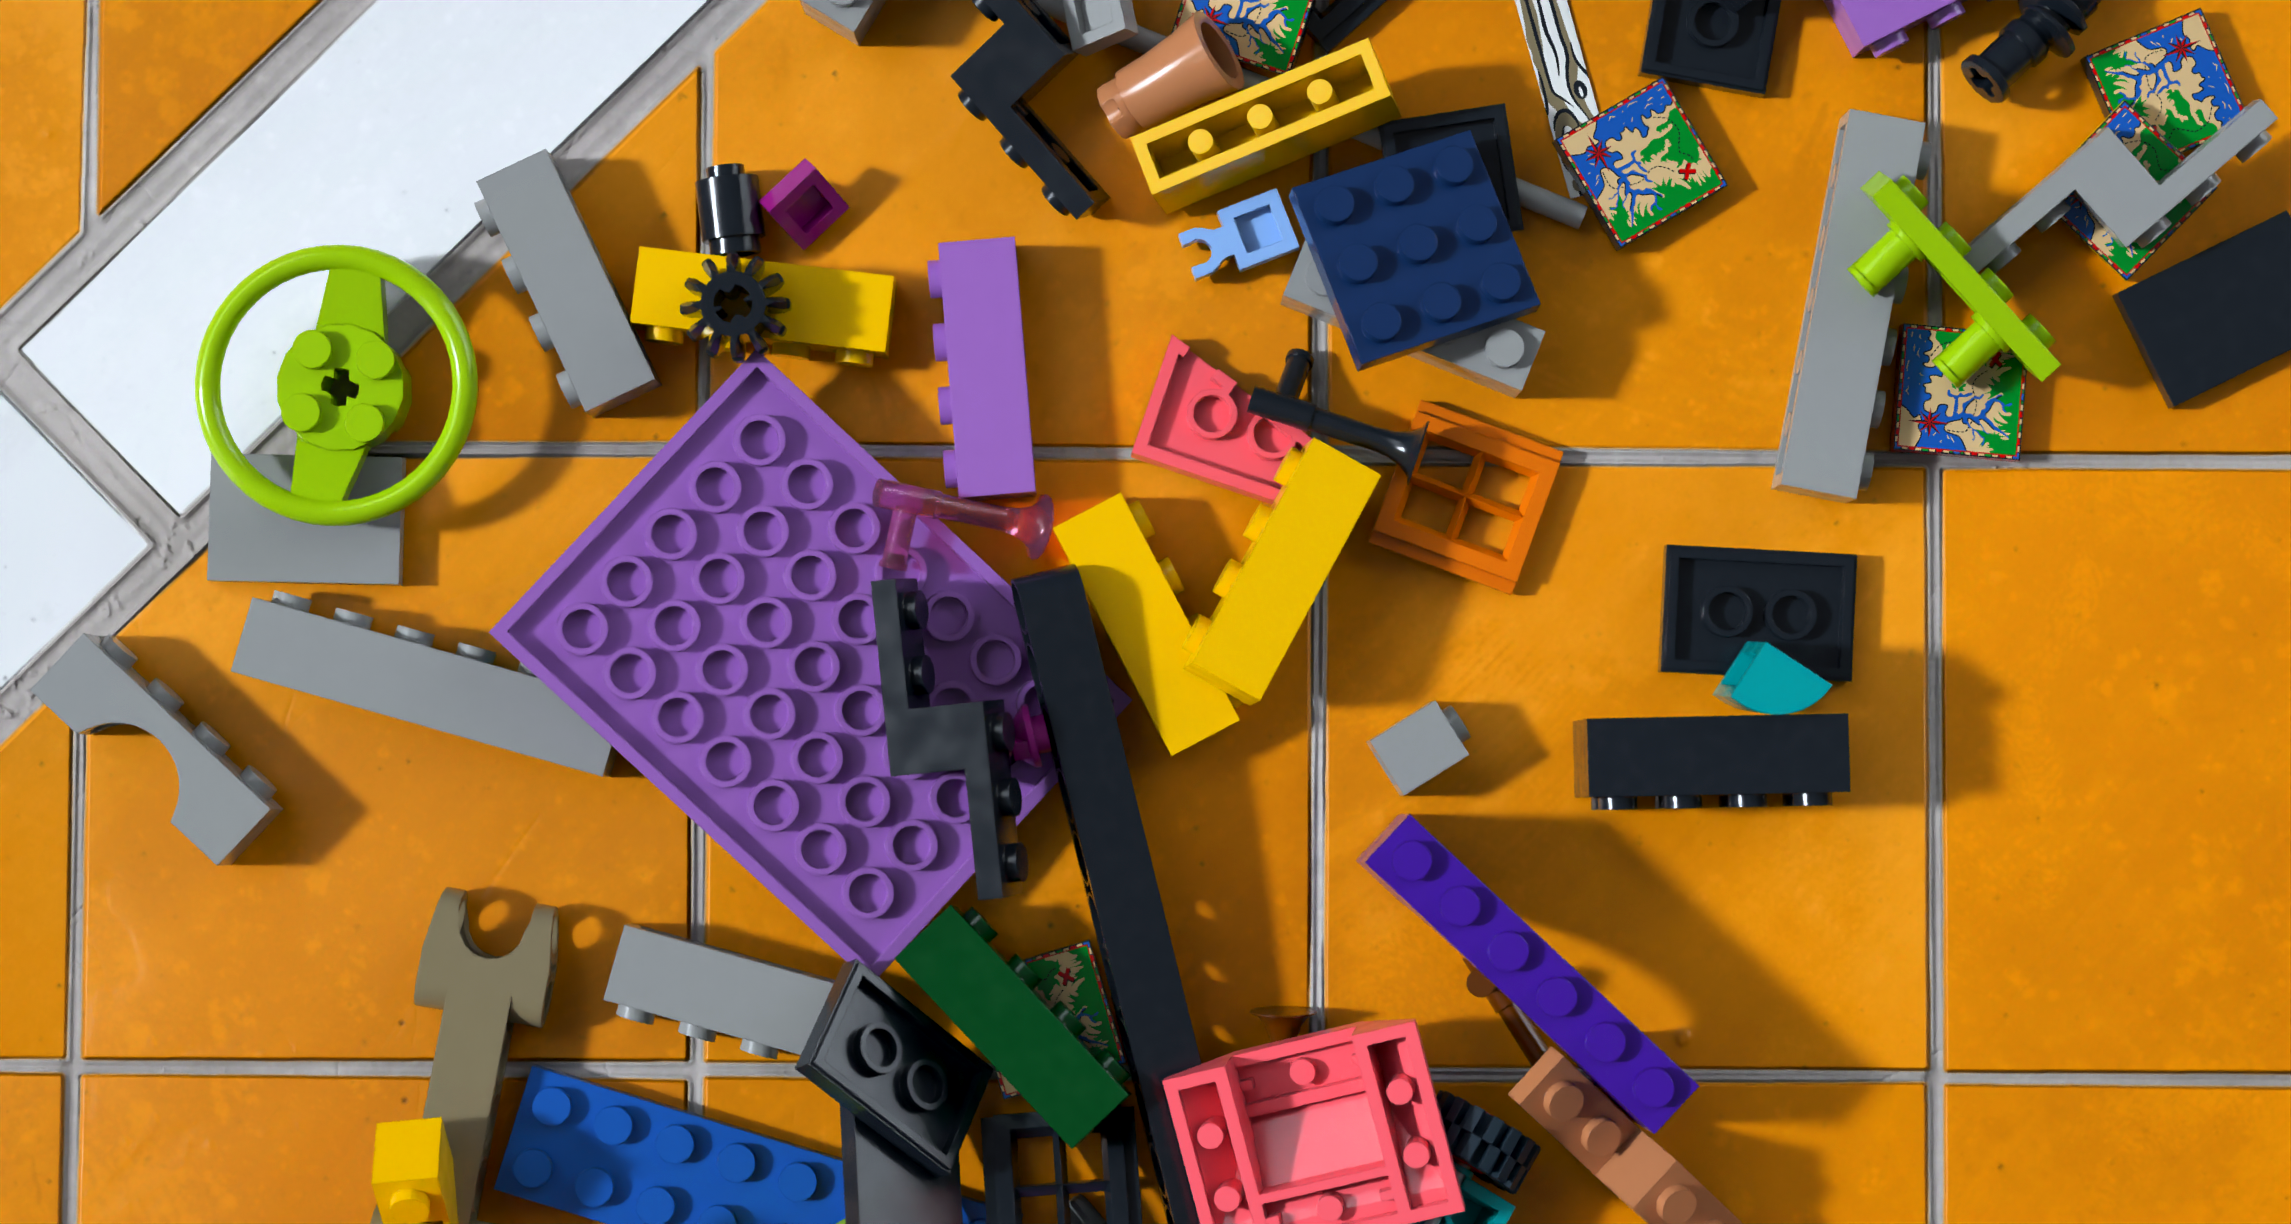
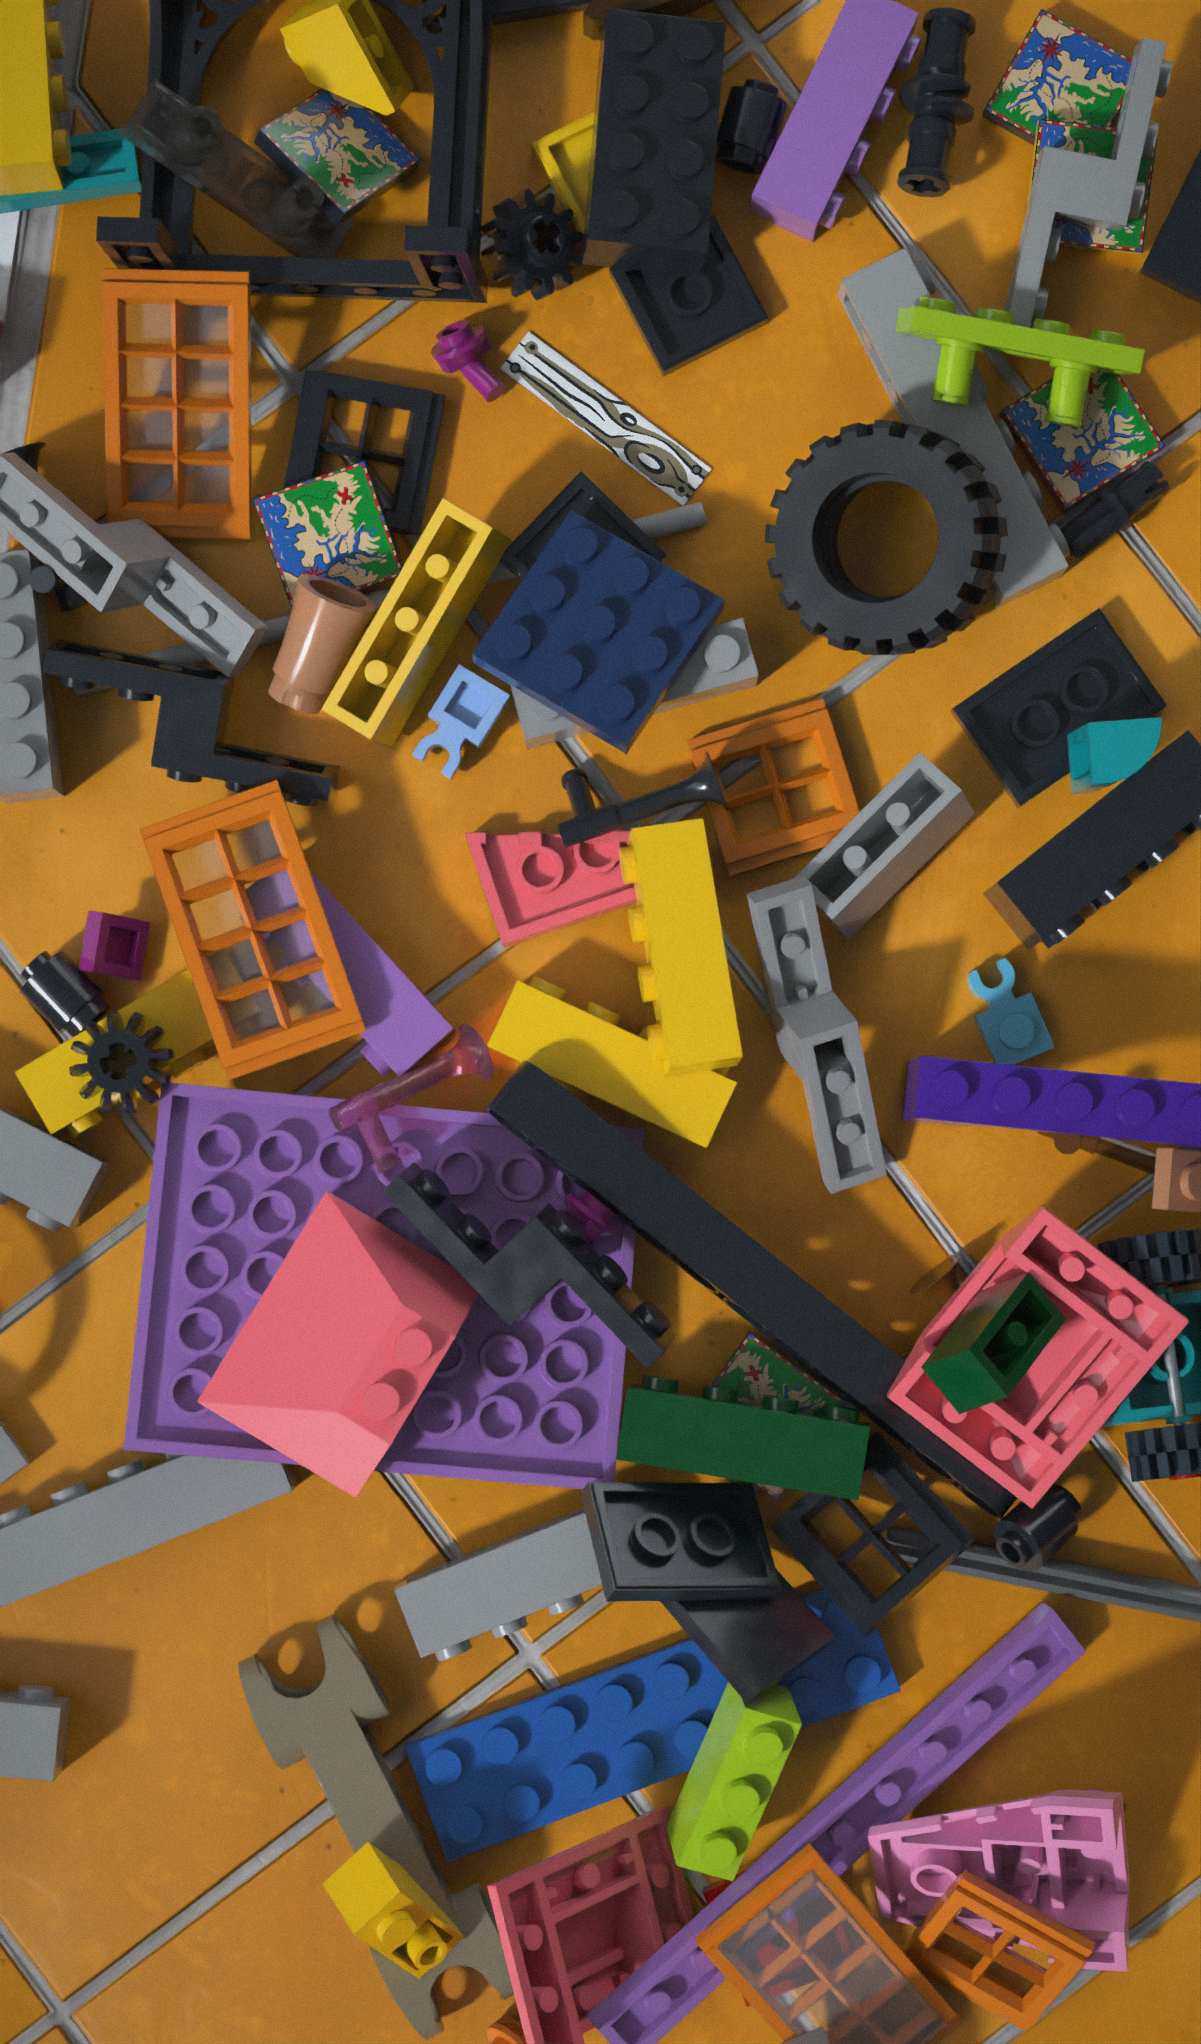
camera: 30 degrees left, 0 degrees up
(737, 683) = (340, 1344): none -> coral slope
(930, 280) = (253, 930): none -> orange piece
(1285, 1102) = (993, 1343): none -> dark green brick
(1338, 731) = (817, 1034): none -> light grey bracket
(1420, 746) = (887, 997): light grey brick -> none
(1510, 852) = (1011, 1026): none -> medium azure plate
(1517, 616) = (886, 844): none -> light grey brick
(1639, 163) = (715, 440): tile -> none
(1649, 313) = (810, 523): none -> black tyre
(1933, 481) = (1114, 509): none -> black axle

